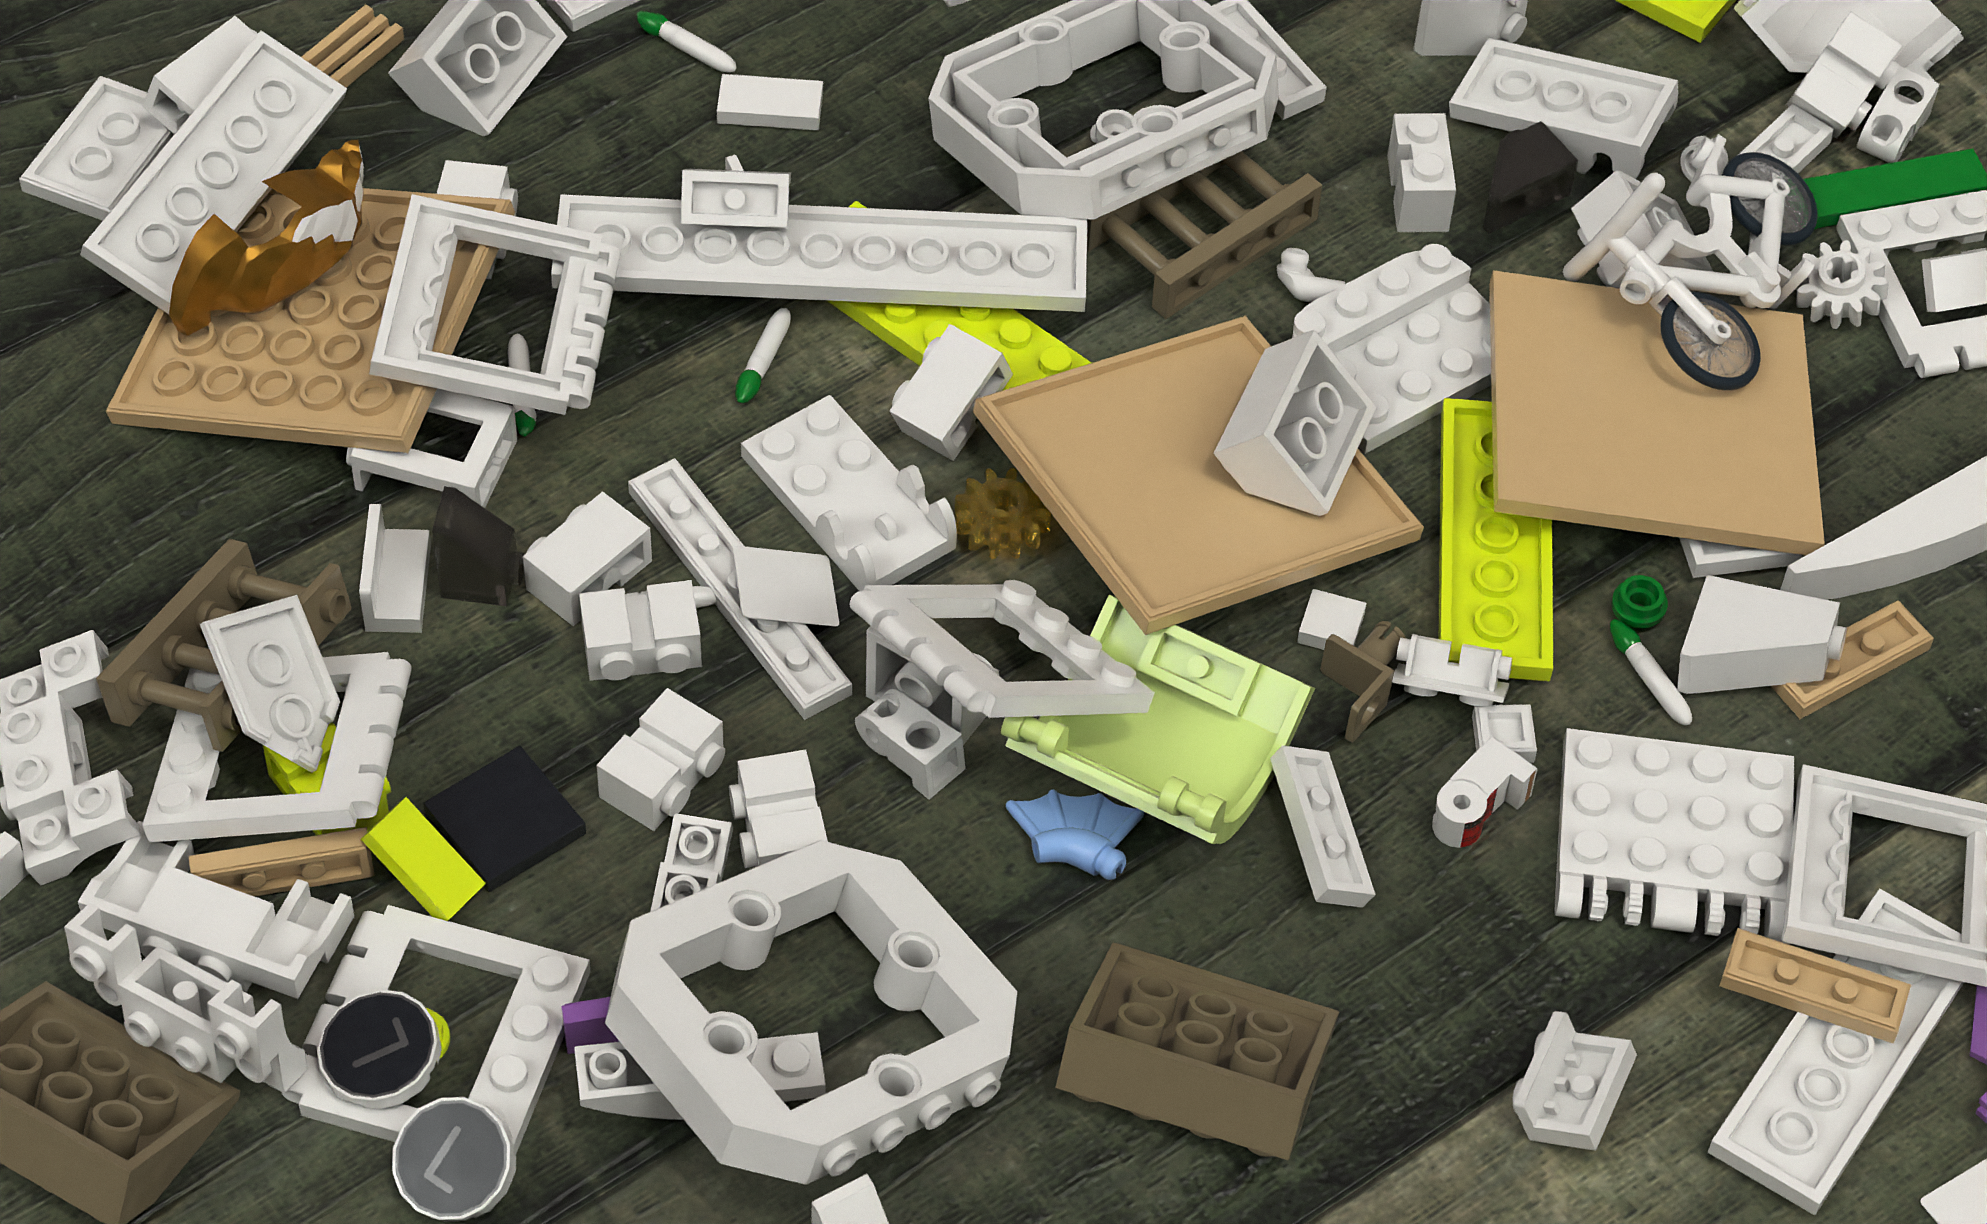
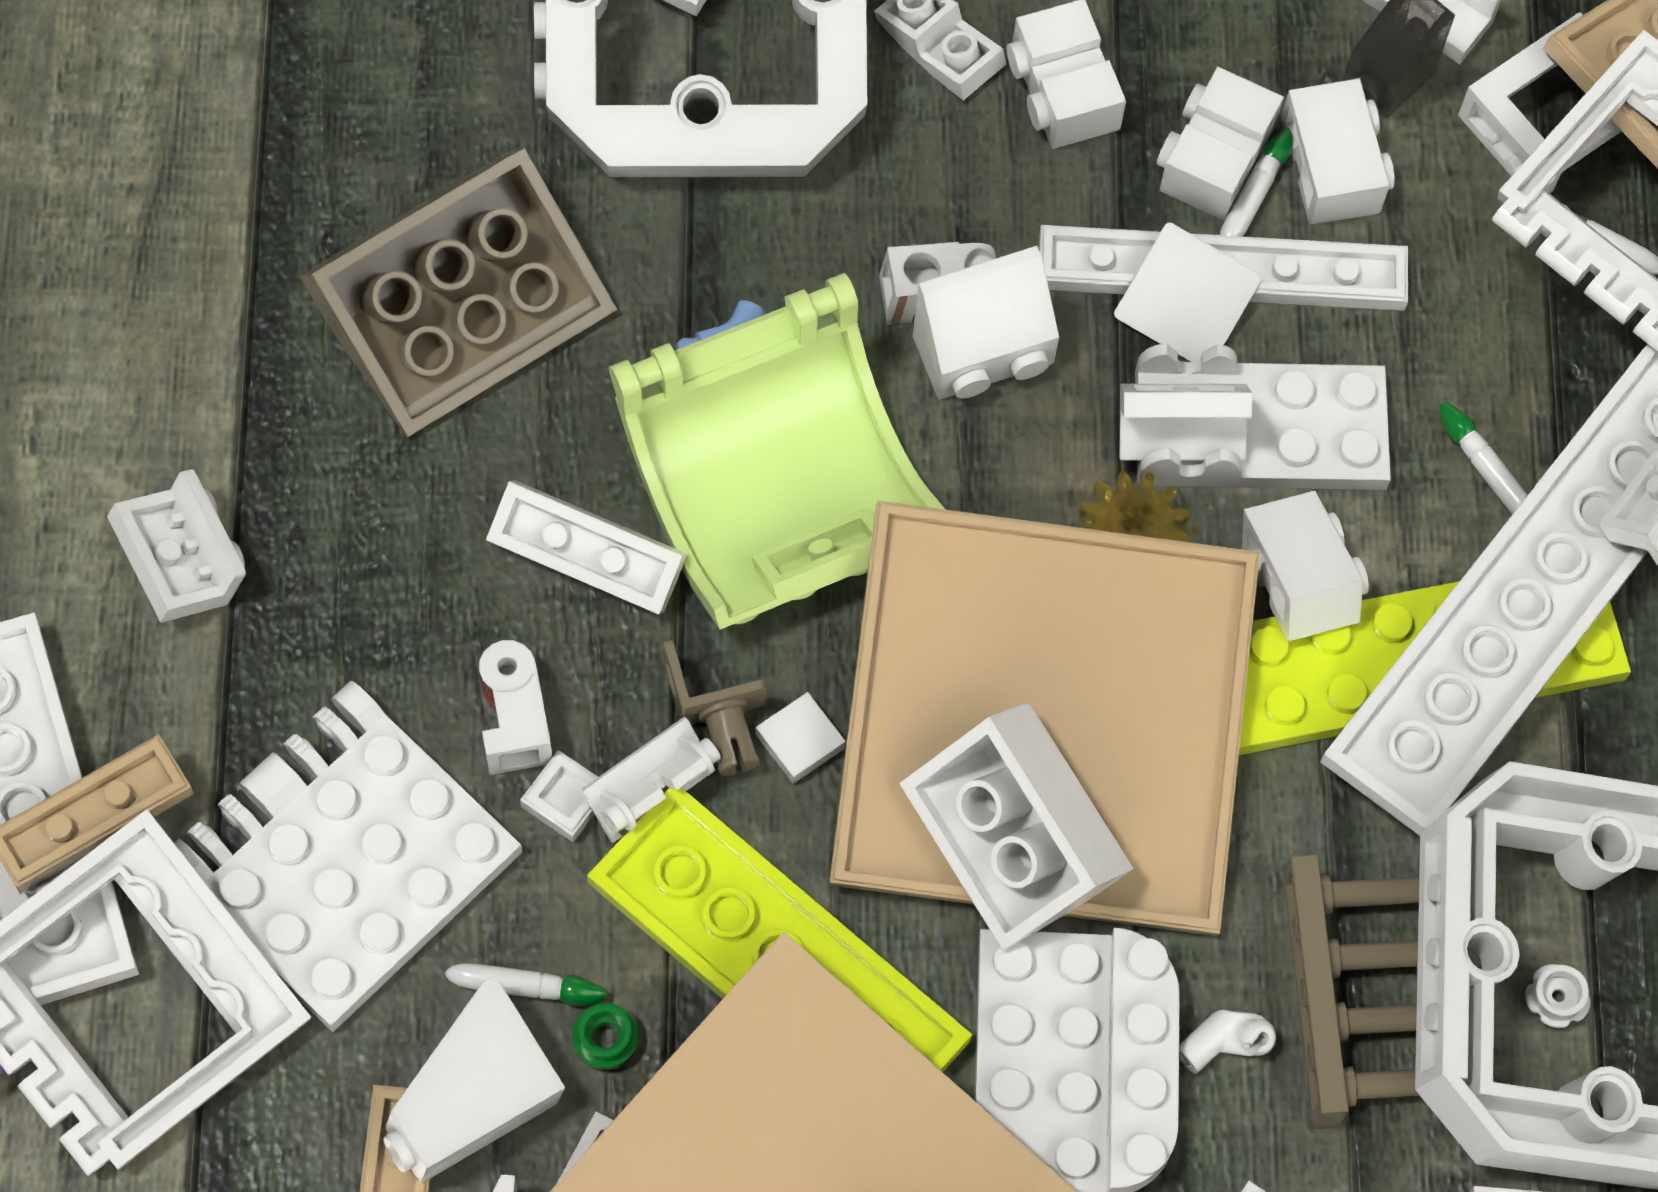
camera: 125 degrees right, 15 degrees up
(778, 806) = (933, 127): white brick -> none
(900, 505) = (1183, 418): none -> white panel
(1098, 681) = (928, 444): white hinge -> none

